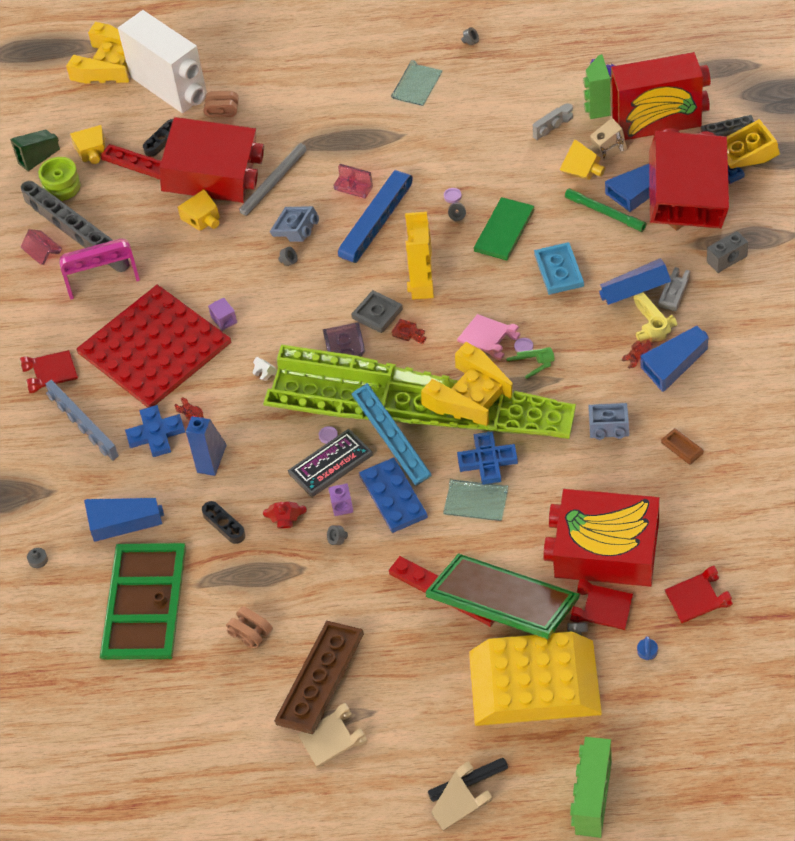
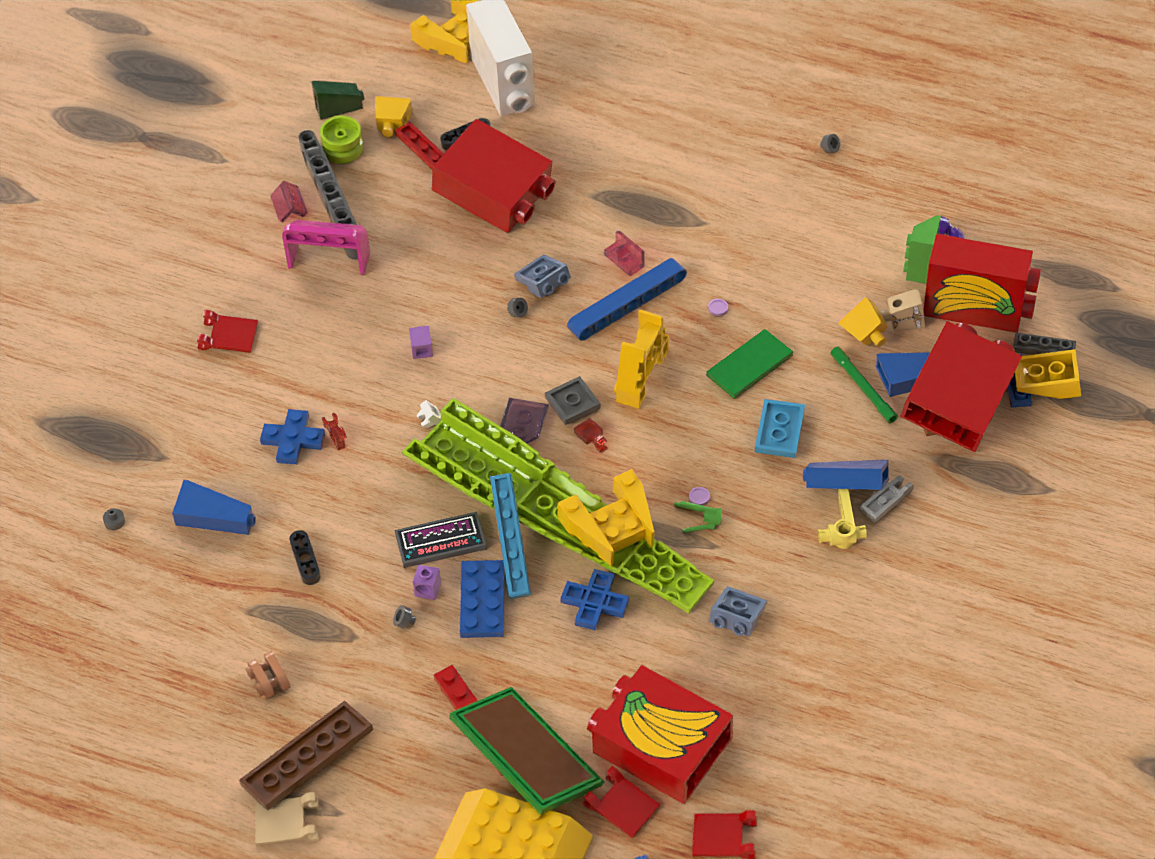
camera: 20 degrees right, 0 degrees up
(85, 425) = (228, 403): sand blue plate -> none
(143, 601) = (187, 605): door -> none
(153, 346) = (339, 348): red plate -> none
(199, 211) = (457, 226): yellow torso -> none
(205, 445) = (323, 472): blue slope -> none
(221, 104) = (540, 121): nougat brick -> none
(272, 179) = (548, 220): light grey axle -> none
(284, 513) = (366, 573): red rock -> none
(327, 434) = (454, 508): lavender piece -> none
(416, 84) = (748, 173): clear light blue piece -> none
(456, 215) = (710, 326): dark grey tile -> none
(475, 500) = (561, 638): clear light blue piece -> none
(487, 334) = (667, 468): bright pink flag -> none
(552, 120) = (863, 267): light grey hinge -> none
(577, 627) = (583, 815): dark grey tile -> none
(638, 349) = (808, 551): clear red plate -> none
(674, 357) = (844, 571): blue slope -> none
(682, 446) = (799, 670): dark orange tile -> none
(727, 251) = (962, 480): dark grey brick -> none

